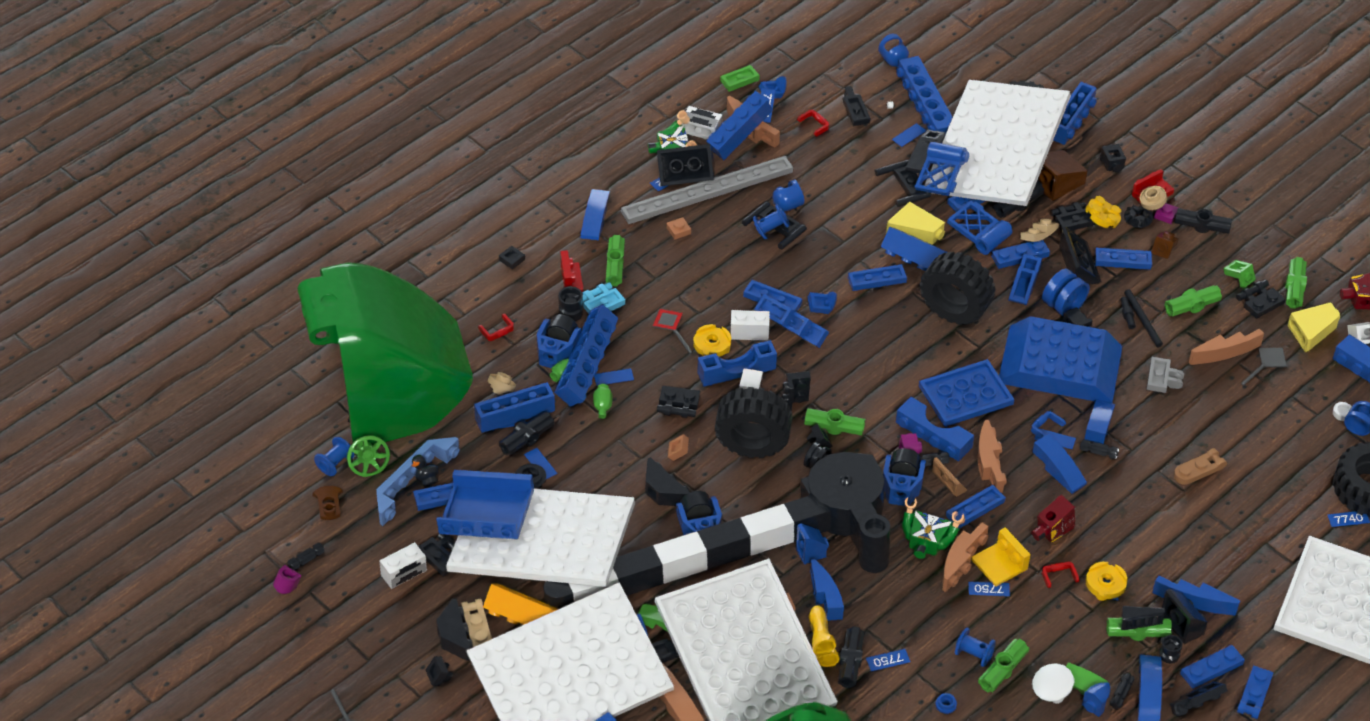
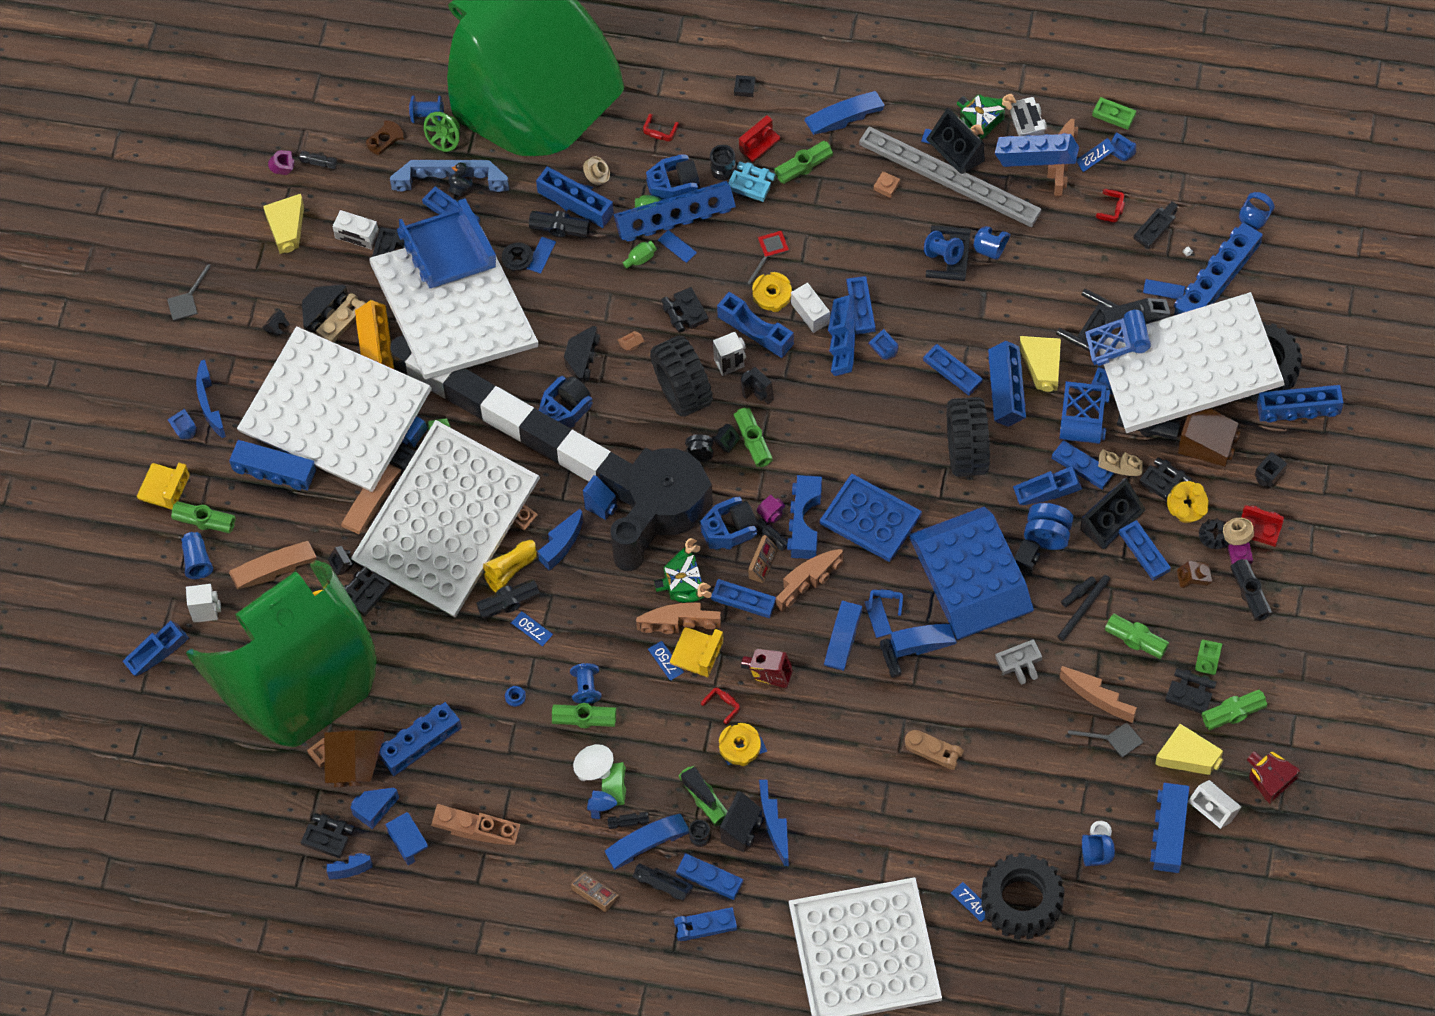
camera: 60 degrees right, 15 degrees up
(348, 611) = (286, 222): none -> light yellow slope

